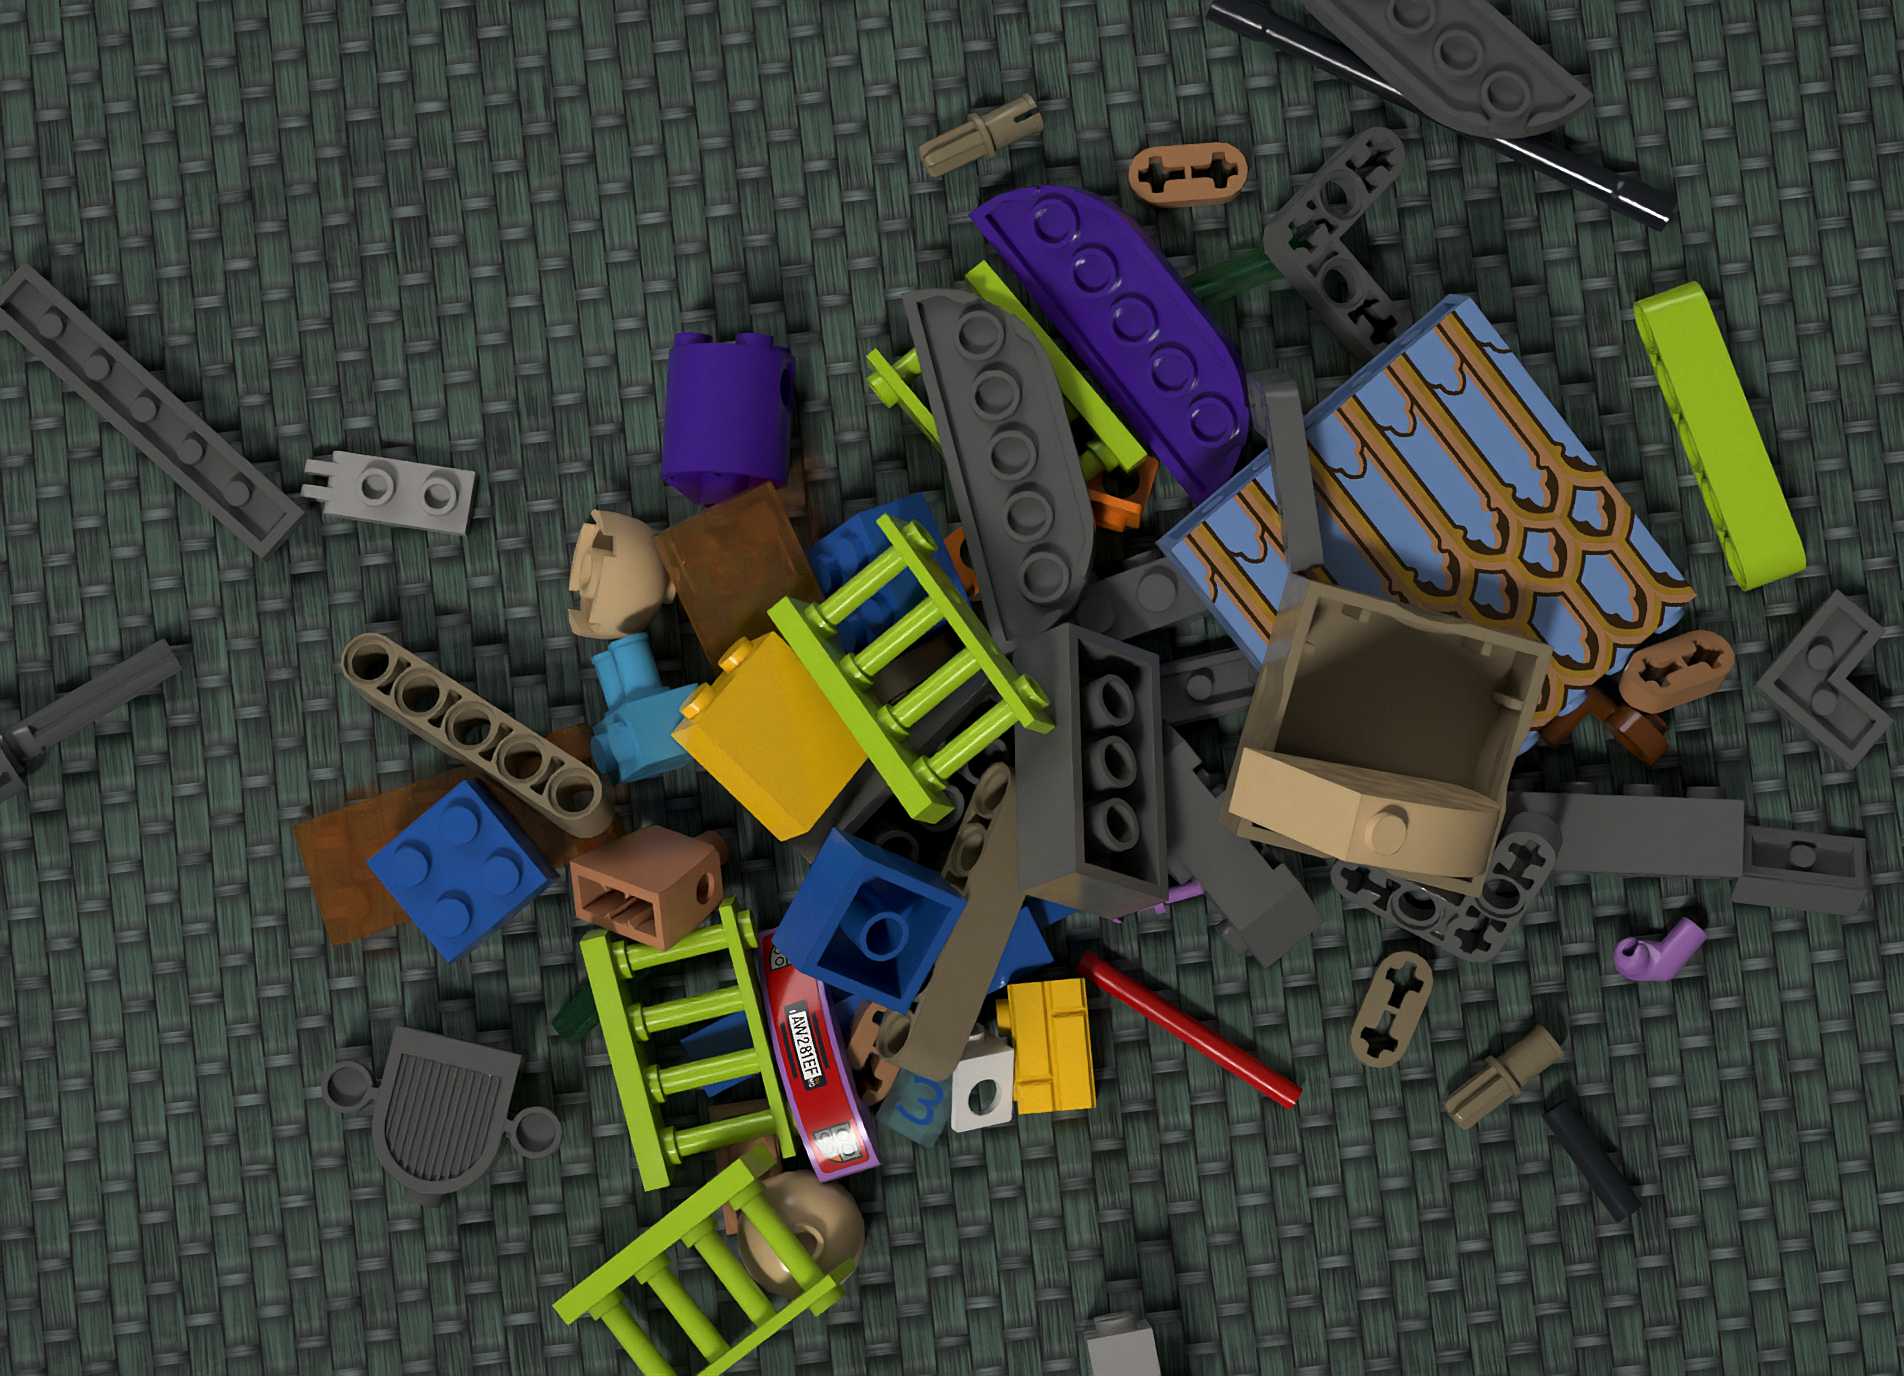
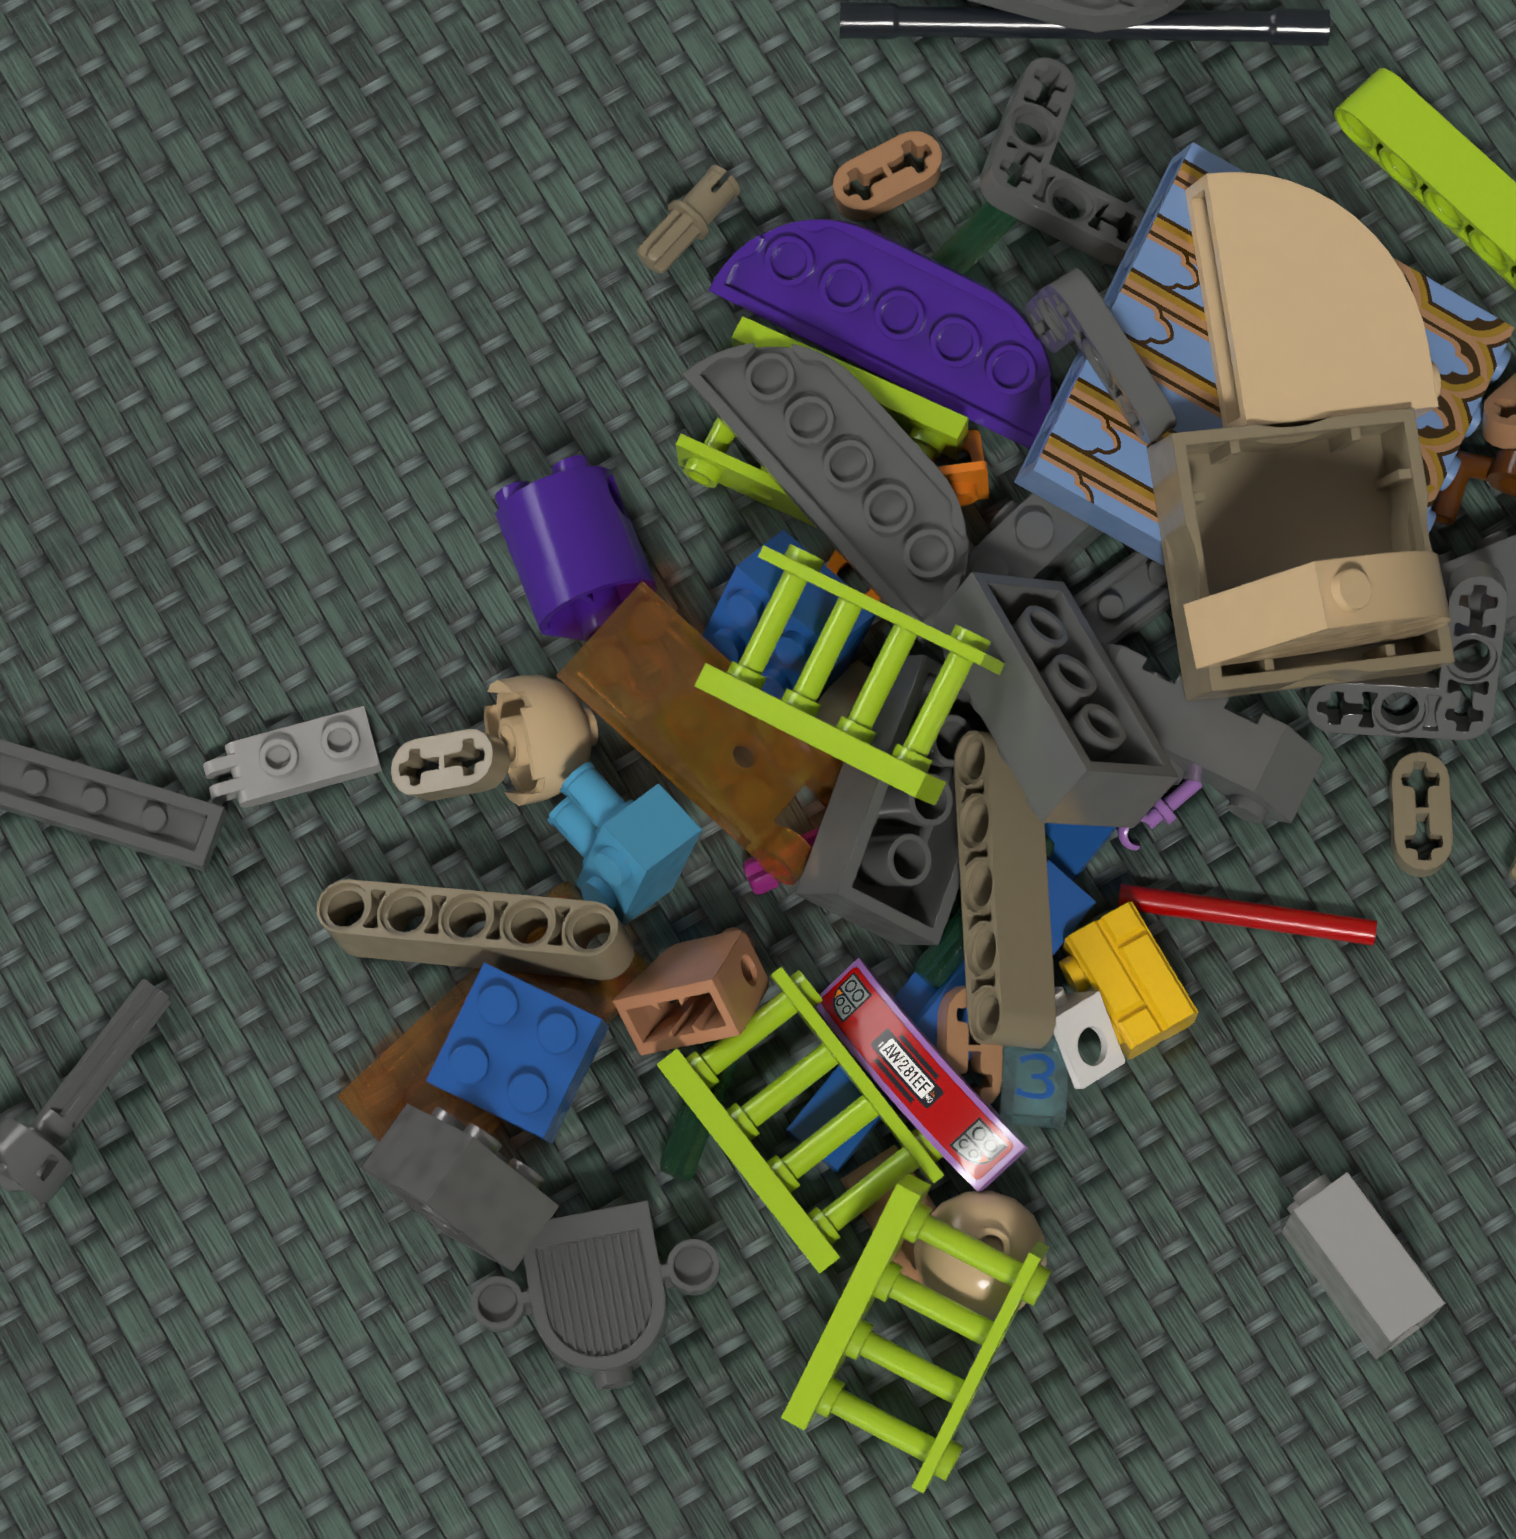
camera: 20 degrees left, 10 degrees down
(358, 969) = (462, 1184): none -> flat silver brick
(522, 576) = (451, 777): none -> dark tan beam
(770, 736) = (750, 797): yellow brick -> none
(869, 921) = (915, 919): blue brick -> none
(1496, 506) = (1303, 307): none -> tan brick

